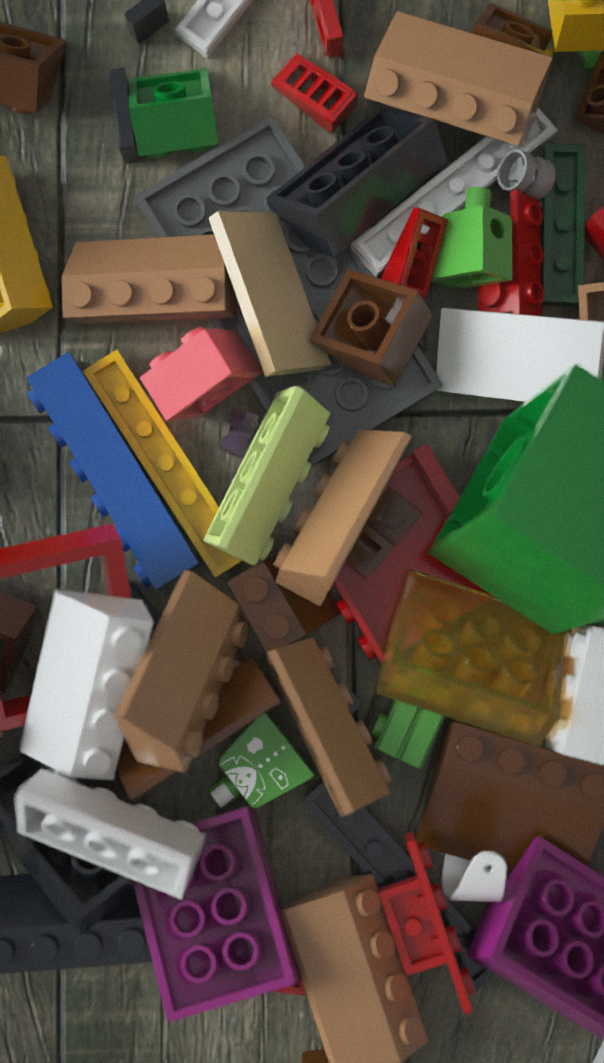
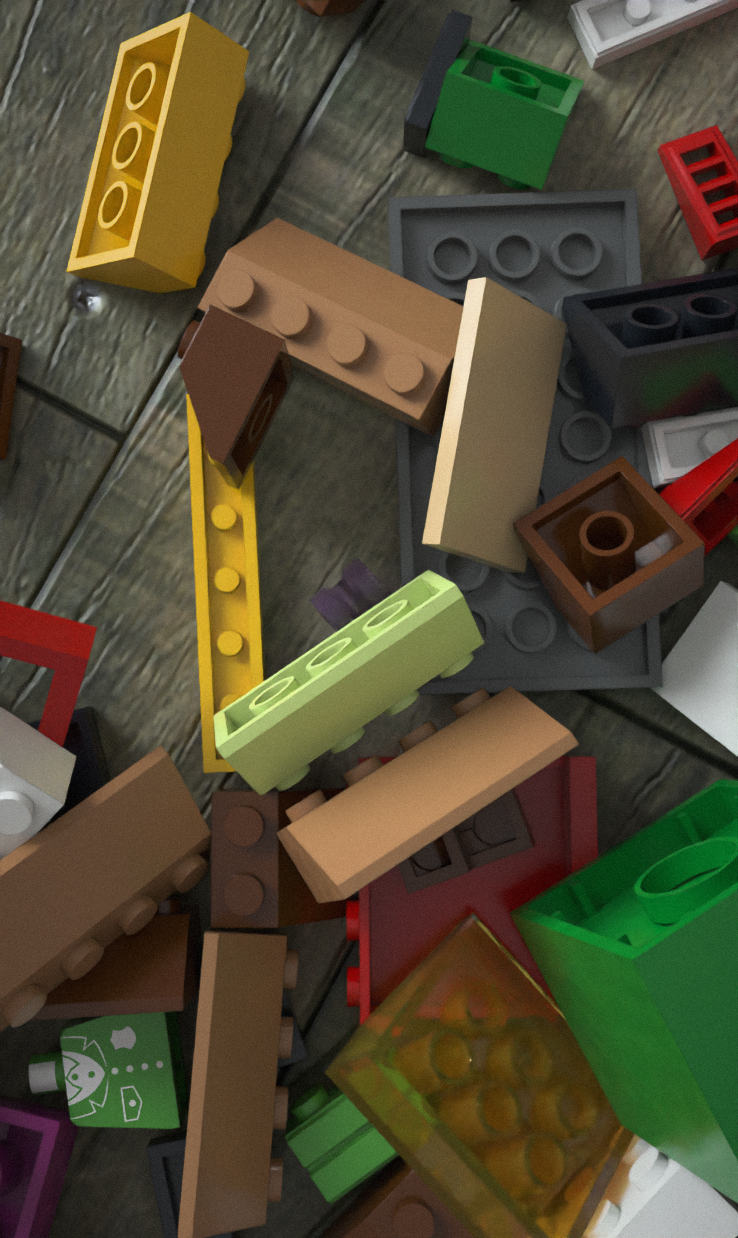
camera: 40 degrees right, 0 degrees up
(111, 348) = (235, 386): none -> reddish brown slope
(113, 472) = (149, 555): blue brick -> none
(200, 373) = (337, 485): coral brick -> none

